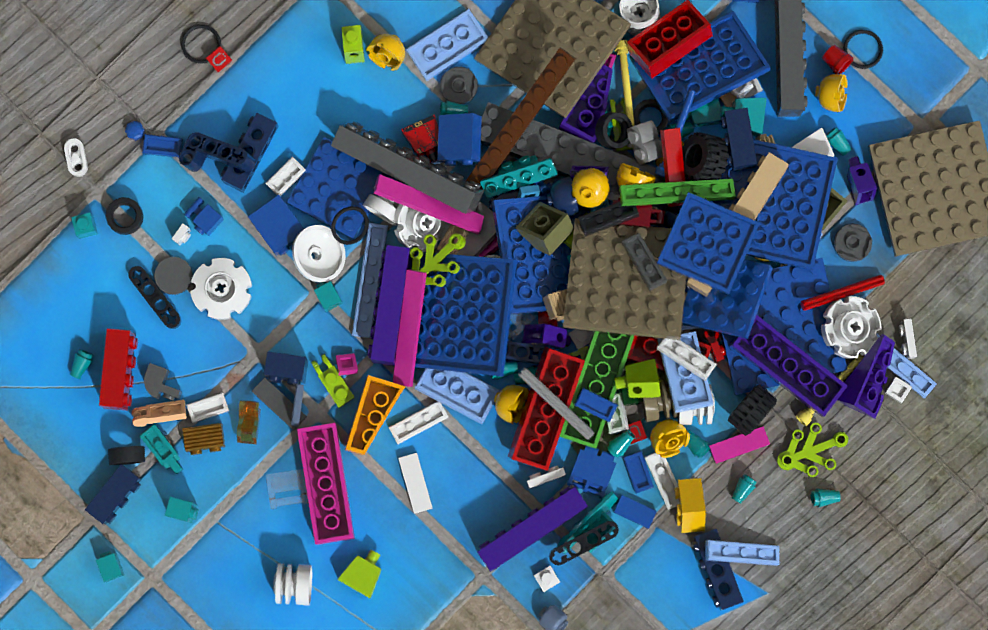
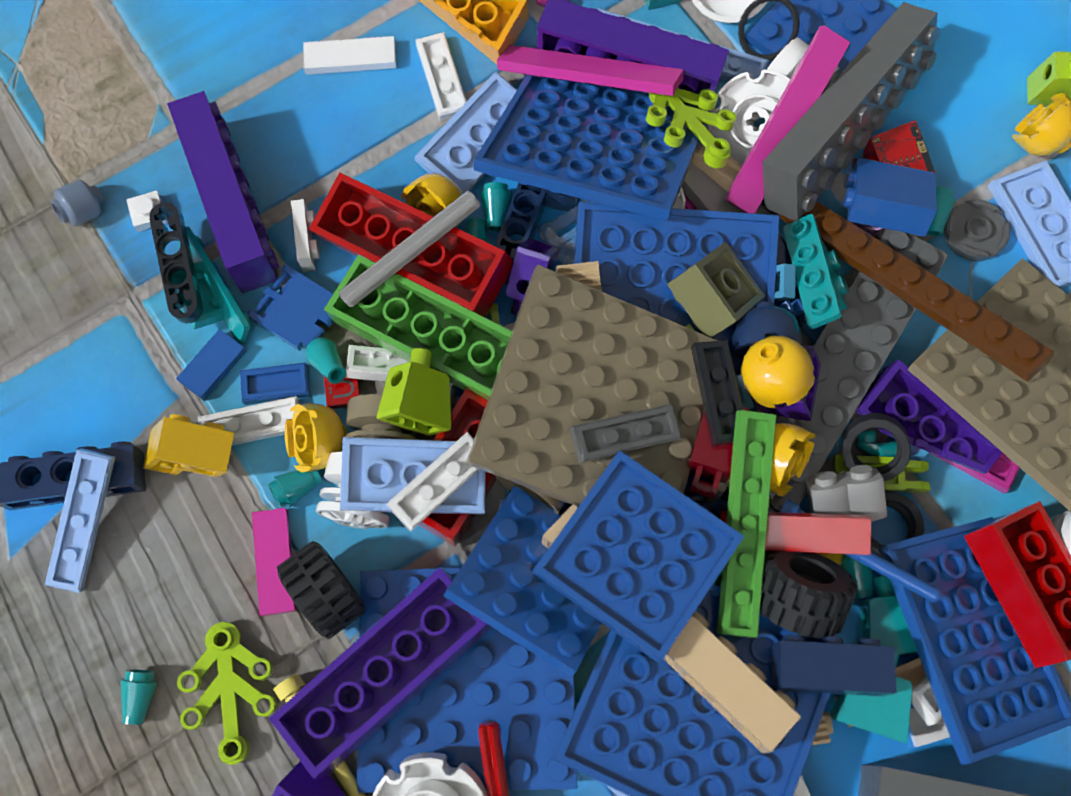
camera: 100 degrees right, 10 degrees down
(596, 405) = (393, 316): blue tile -> none
(622, 51) = (1012, 502): light yellow piece -> none
(717, 350) = (449, 554): red plate -> none
(743, 488) = (196, 552): teal cone -> none

